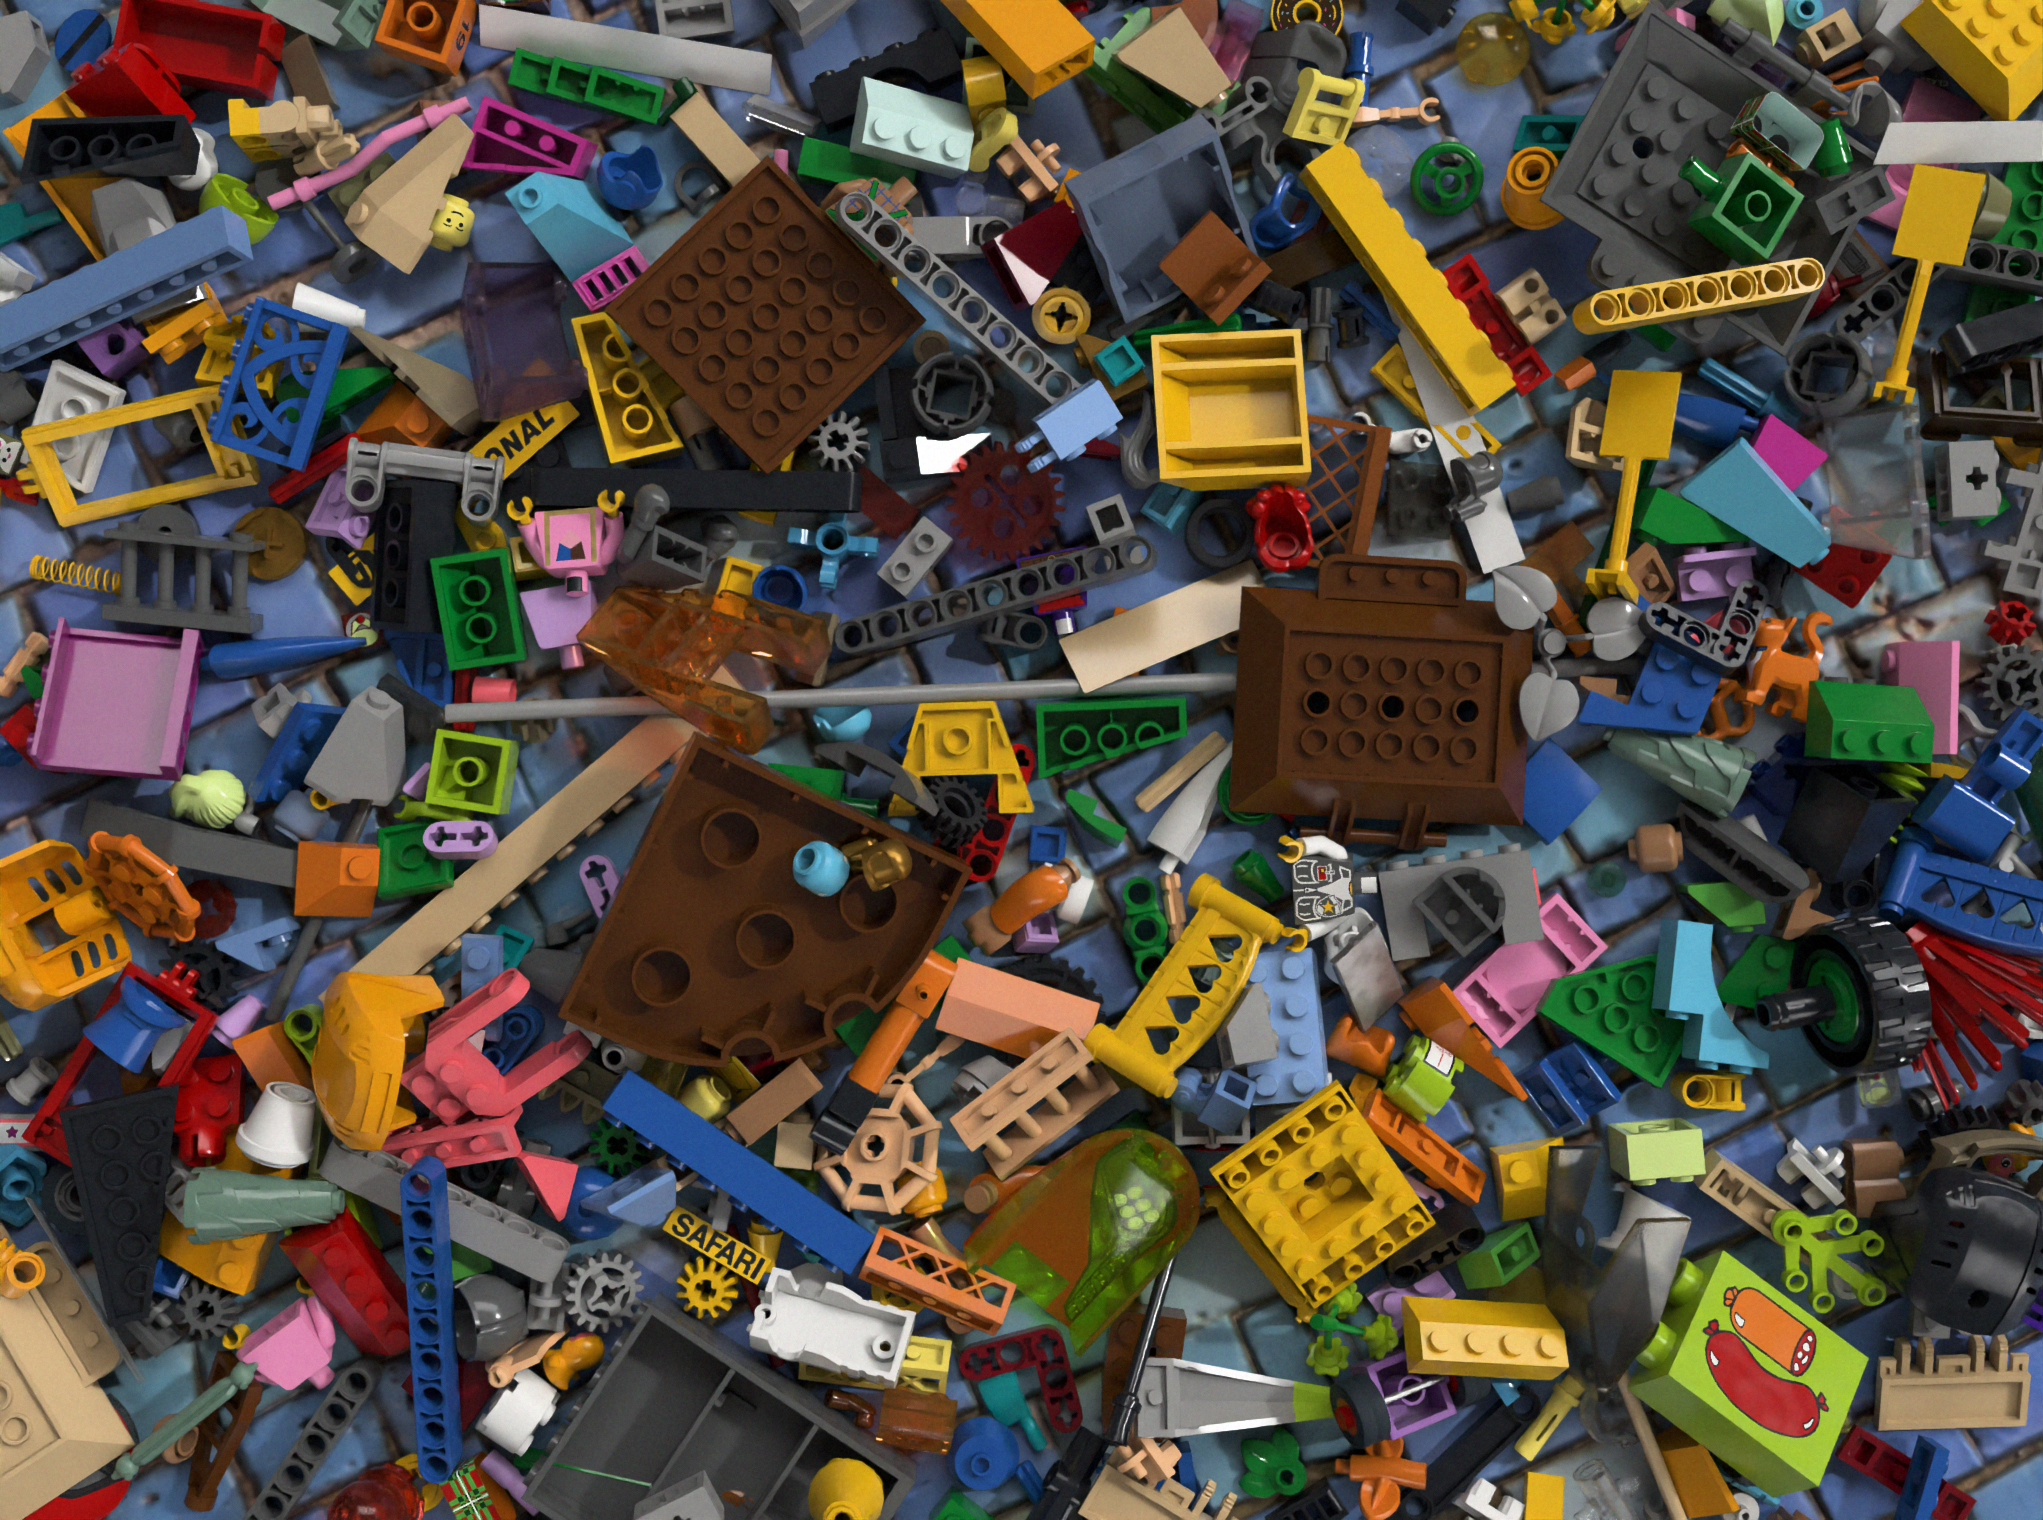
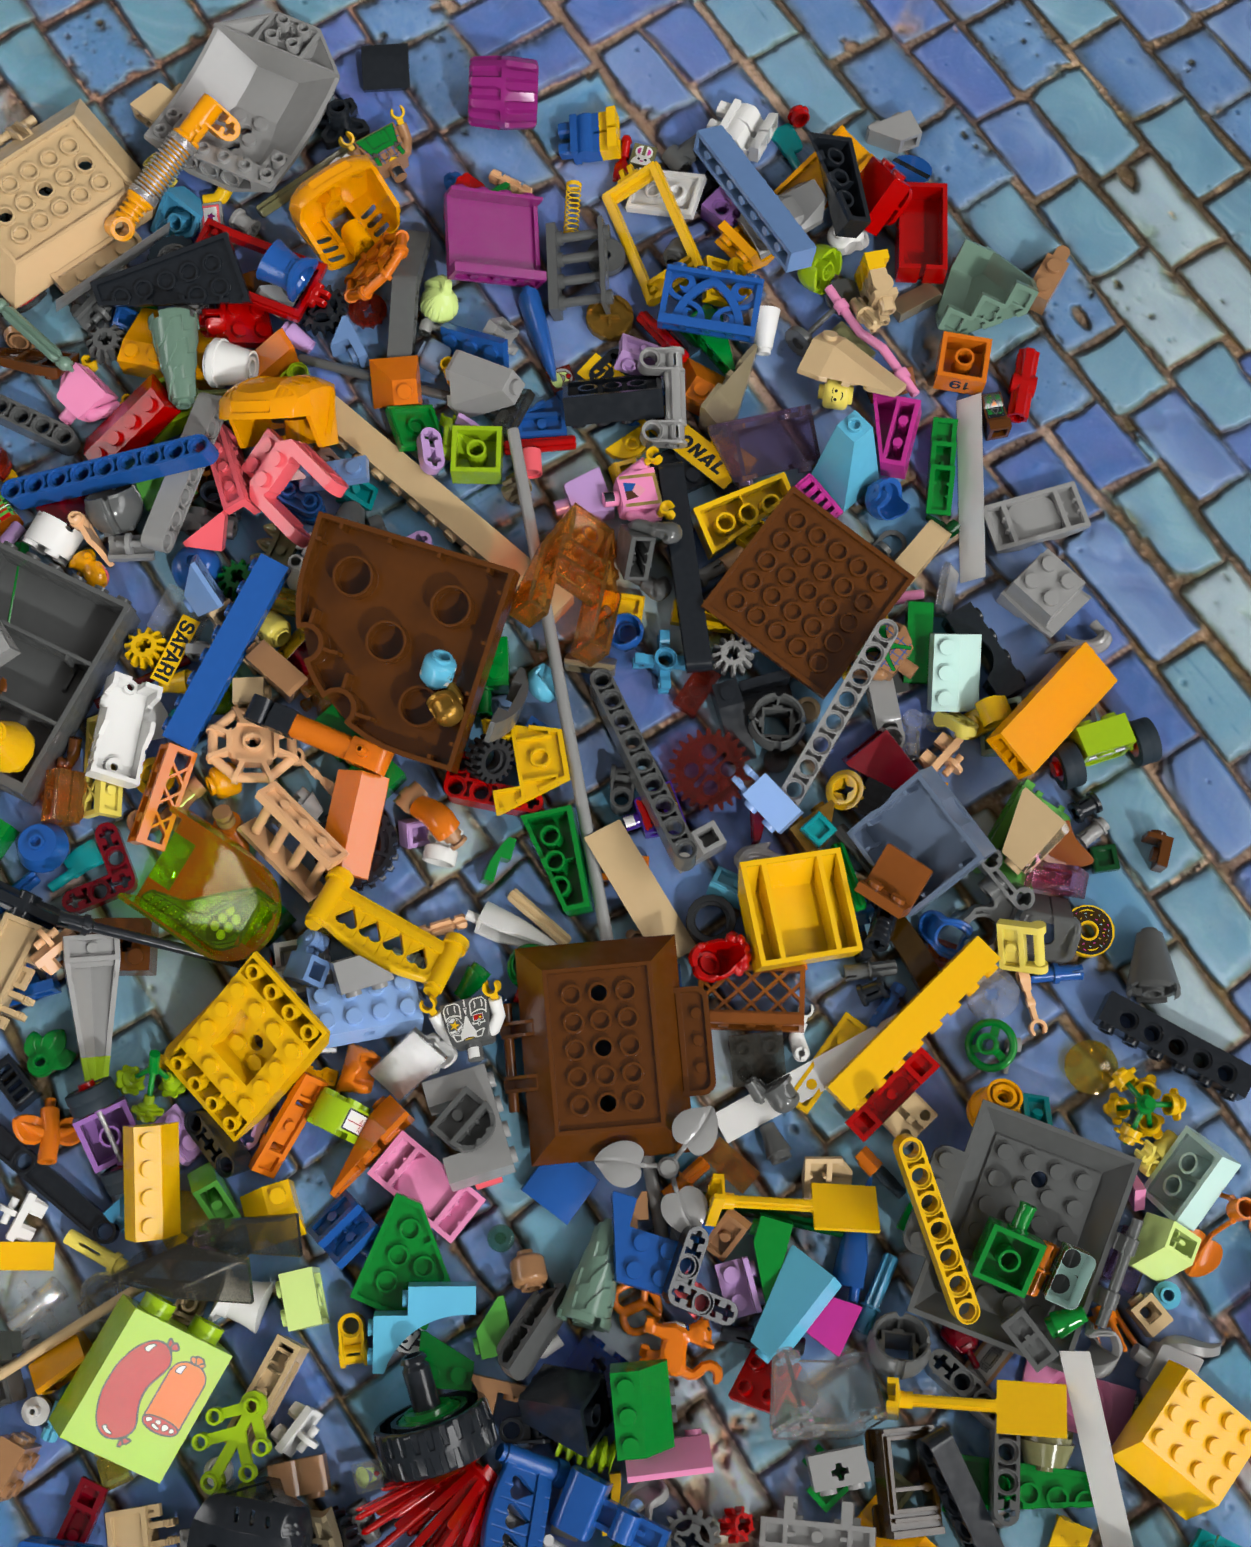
camera: 80 degrees right, 15 degrees down
(479, 608) = (585, 443): green slope -> none
(587, 1294) = (132, 573): light grey gear -> none
(915, 557) = (661, 716): light grey brick -> none
(1047, 844) = (476, 833): blue tile -> none
(1136, 912) = (435, 899): green piece -> none

